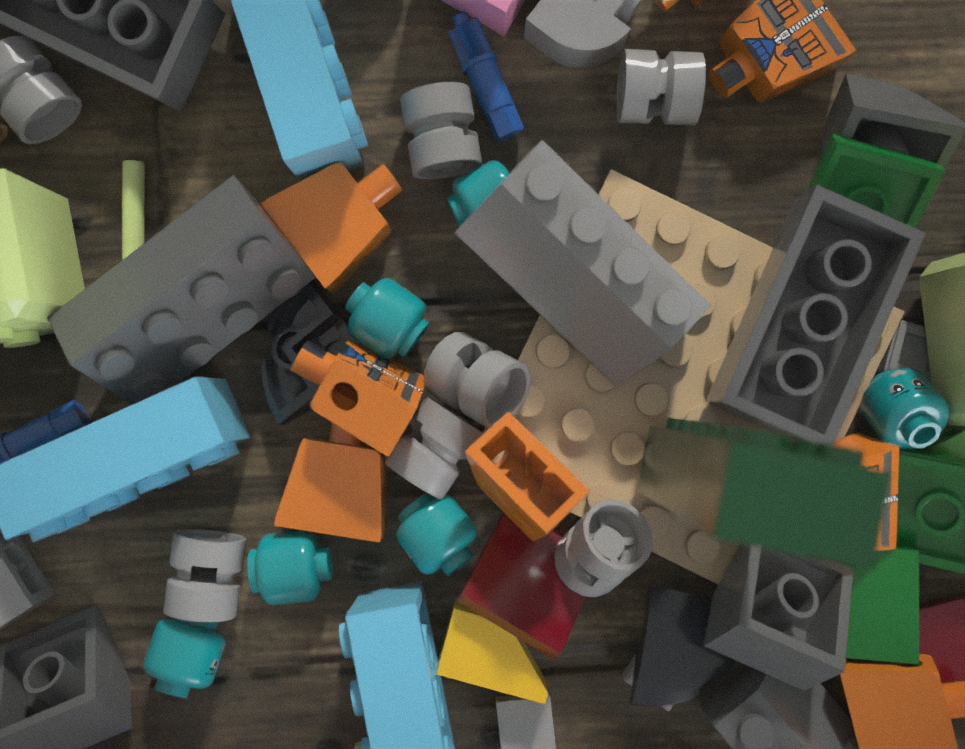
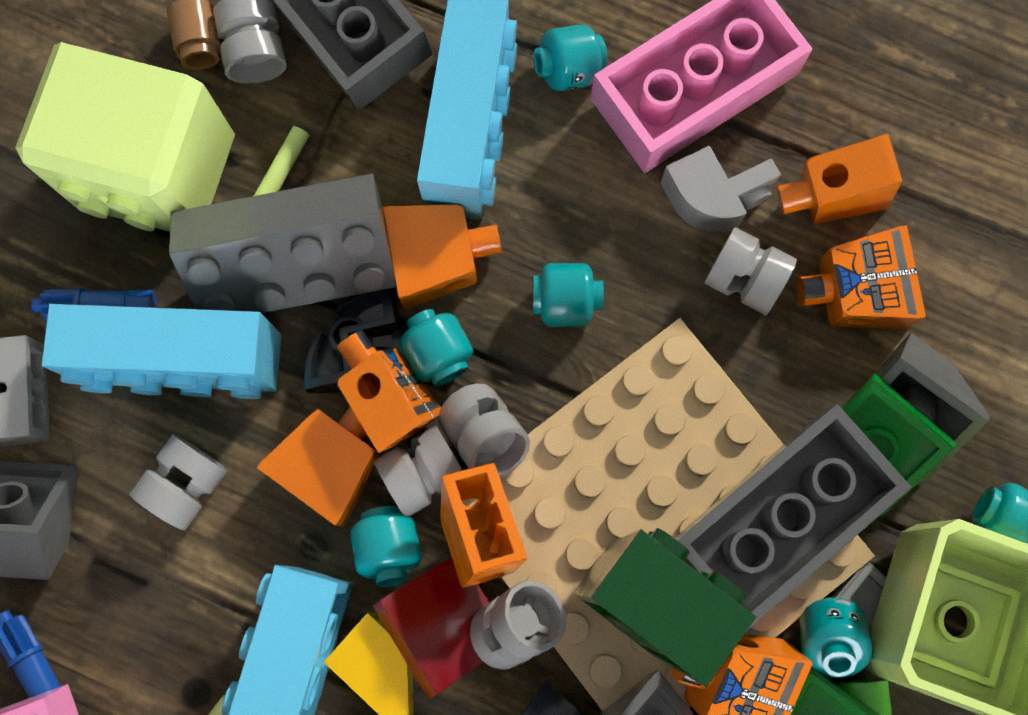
camera: 30 degrees right, 10 degrees down
(183, 655) = (126, 539): teal head -> none
(289, 567) = (250, 511): teal head -> none
(440, 121) = (557, 214): light grey wheel -> none
(485, 77) = (613, 196): blue piece -> none
(582, 266) = (613, 379): light grey slope -> none

